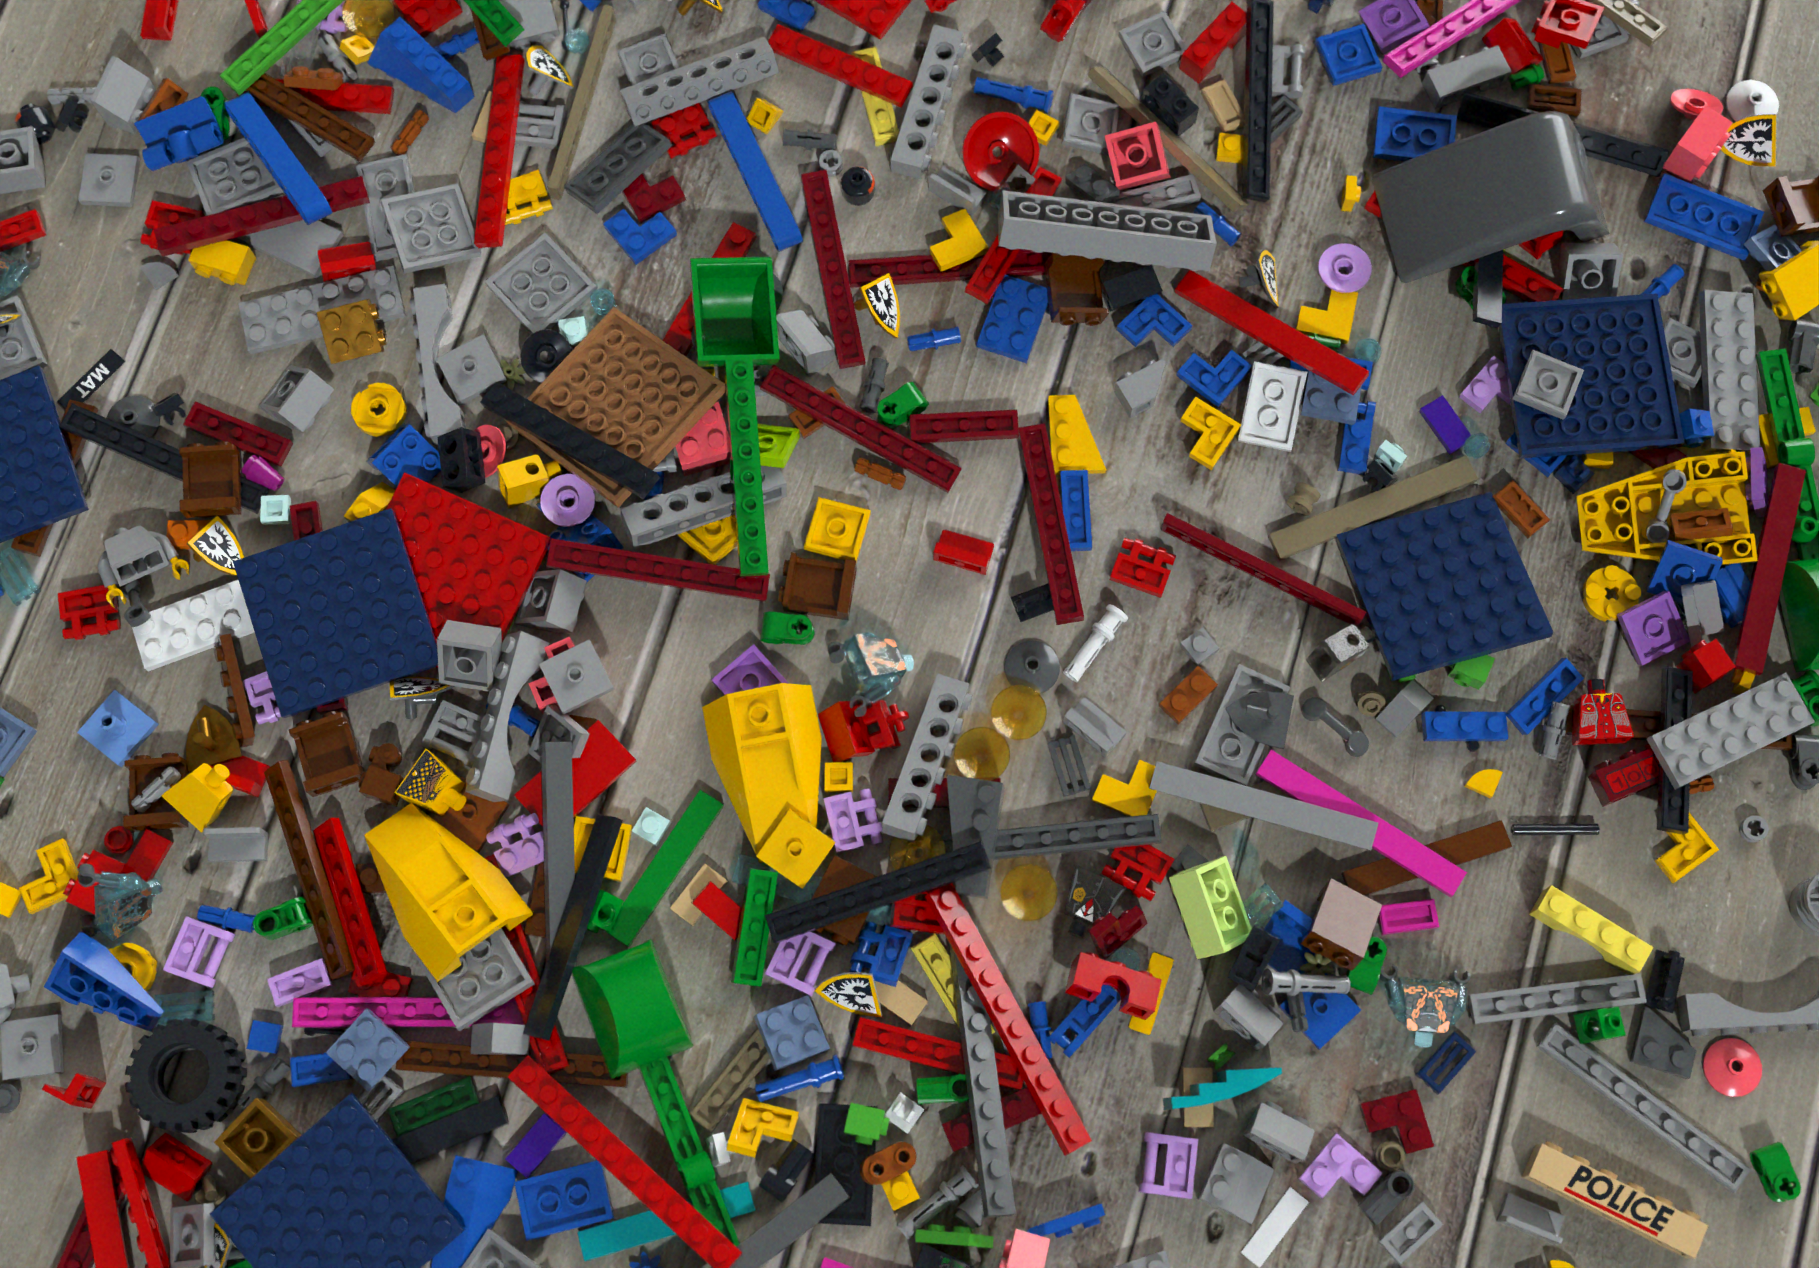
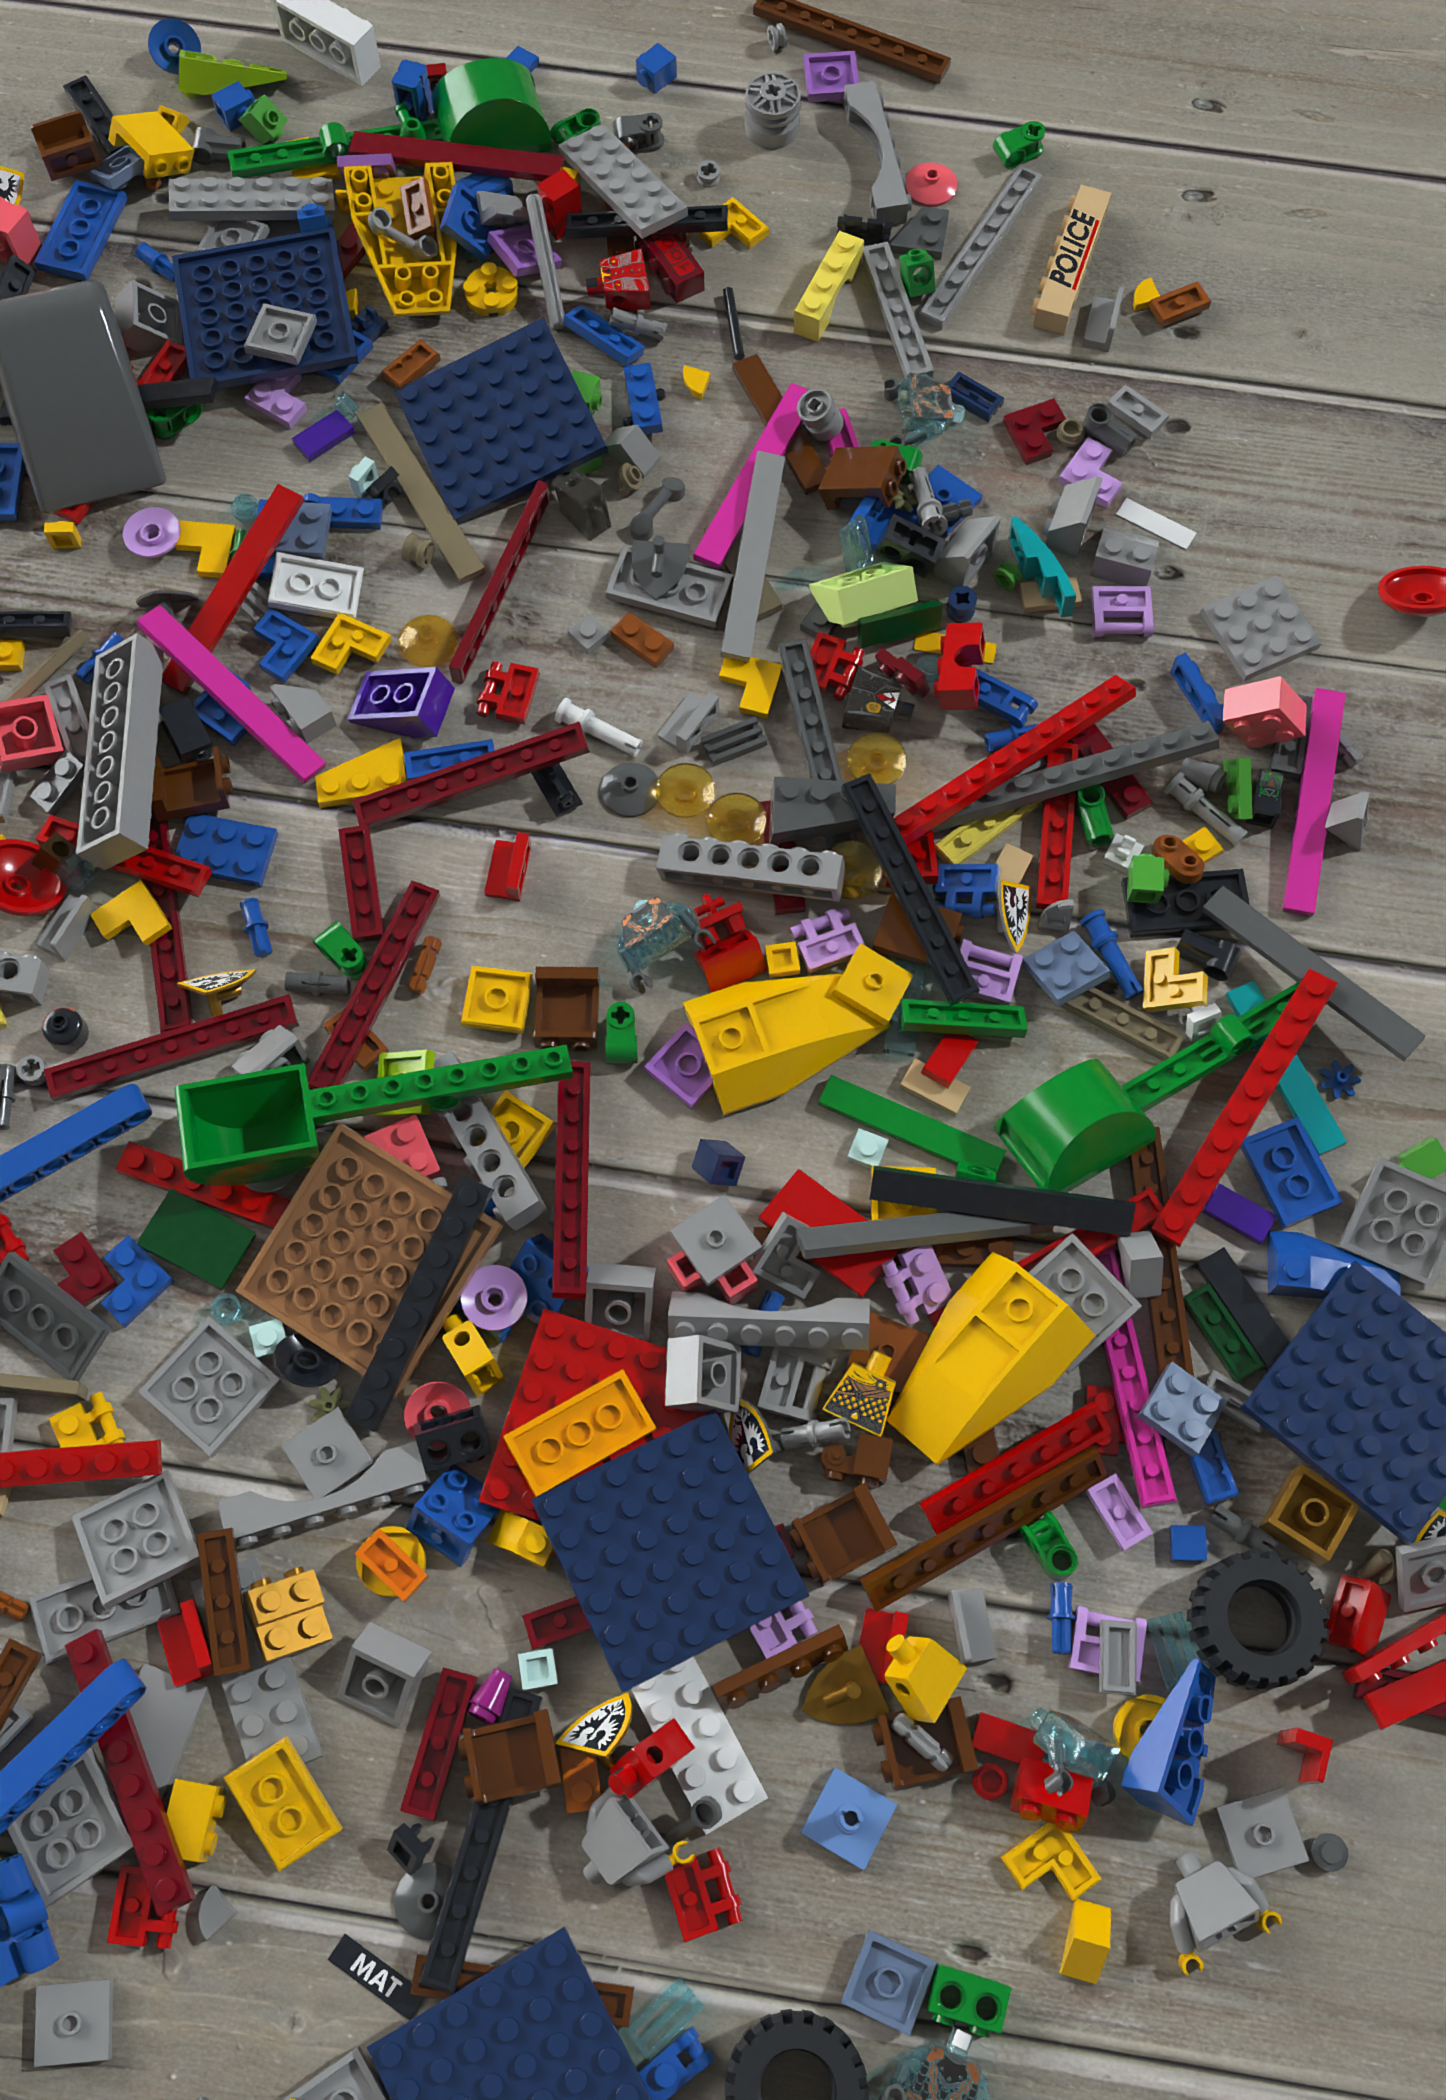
camera: 100 degrees left, 5 degrees down
(181, 576) = (639, 1769): none -> red torso
(183, 954) = (1118, 1657): none -> light grey tile
(219, 321) = (283, 1803): none -> yellow tile
(366, 284) = (223, 1602): none -> reddish brown plate
(370, 406) = (391, 1565): none -> orange plate
(409, 742) = (815, 1433): none -> light grey pin
(438, 552) = (579, 1433): none -> light orange plate
(658, 696) = (718, 1162): none -> dark blue panel
(660, 281) = (196, 1239): none -> dark green tile
(845, 1034) = (1057, 915): none -> light grey tile
(1141, 473) = (403, 701): none -> dark purple slope
(1160, 325) = (231, 694): none -> dark pink tile
(1173, 937) = (899, 623): none -> dark green tile
(1189, 1008) = (964, 611): none -> dark blue wheel
(1204, 513) = (428, 650): none -> clear yellow dish
(1420, 893) = (820, 414): none -> light grey wheel
(1633, 644) = (545, 261): none -> light grey axle

